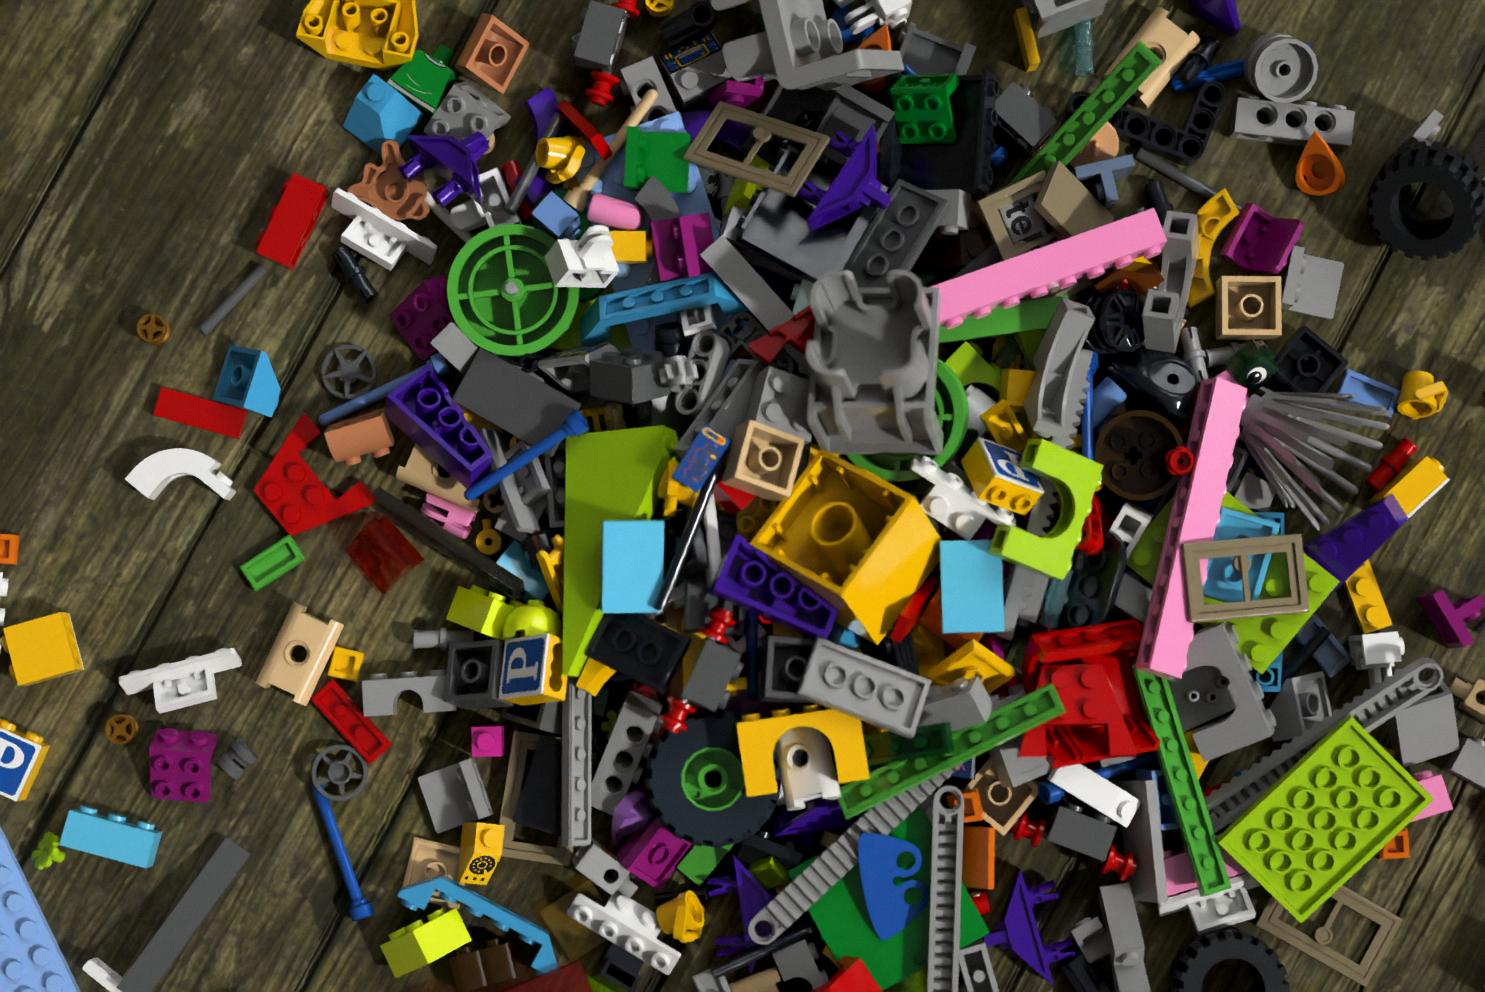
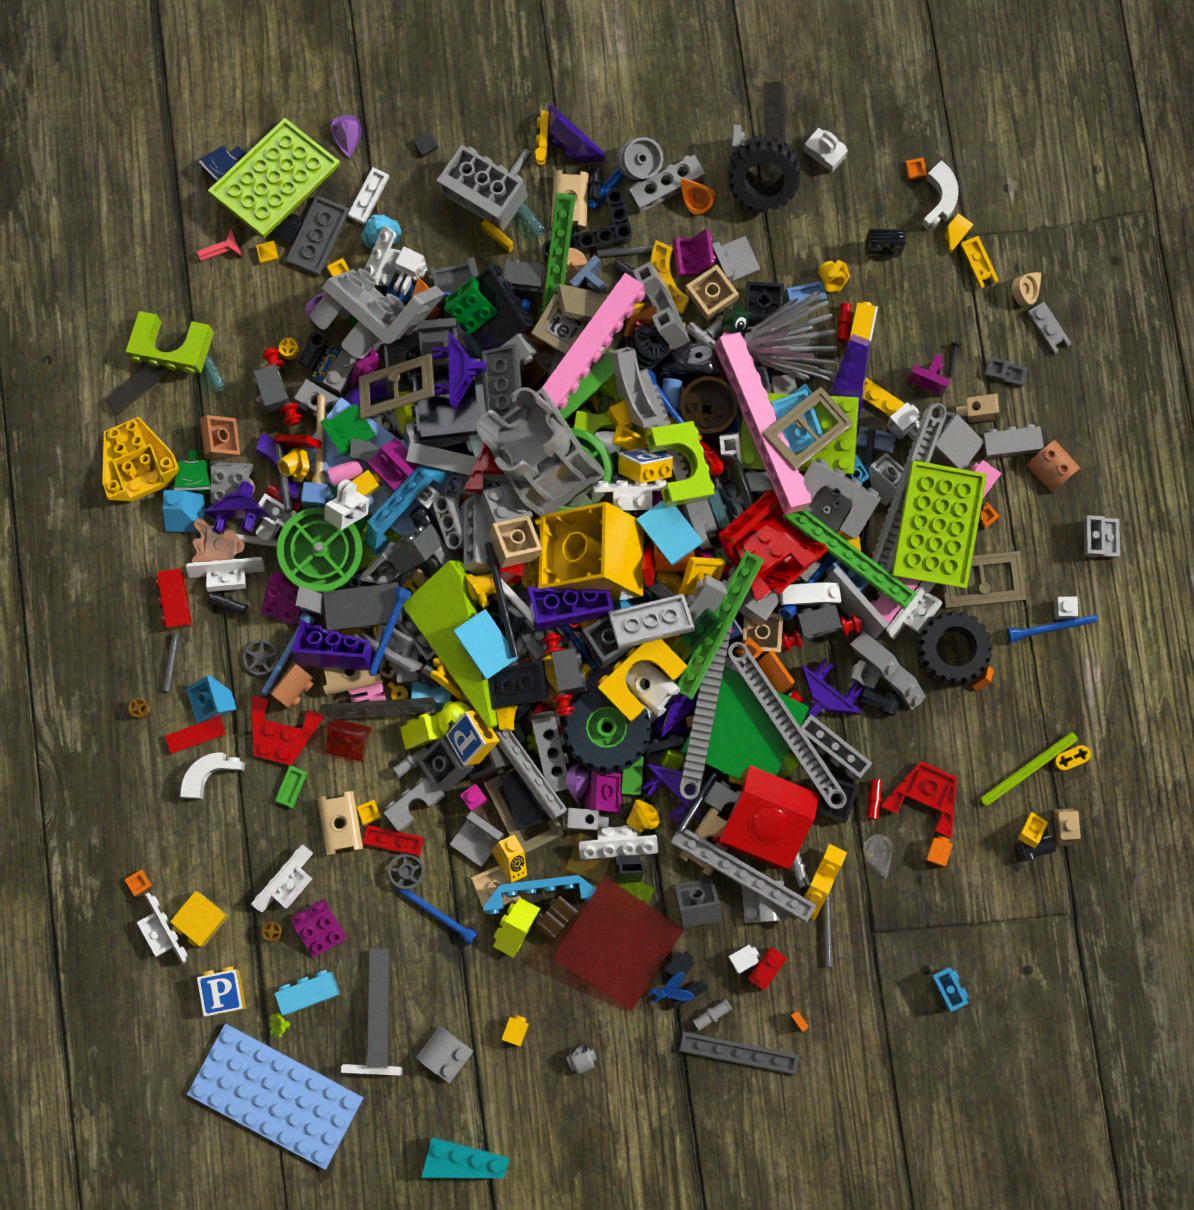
camera: 30 degrees left, 5 degrees down
(237, 759) = (346, 898): dark grey wheel -> none
(678, 373) = (438, 529): light grey gear -> none
(701, 458) = (481, 561): blue tile -> none
(877, 870) = (727, 714): blue piece -> none
(1187, 464) = (735, 389): red plate -> none

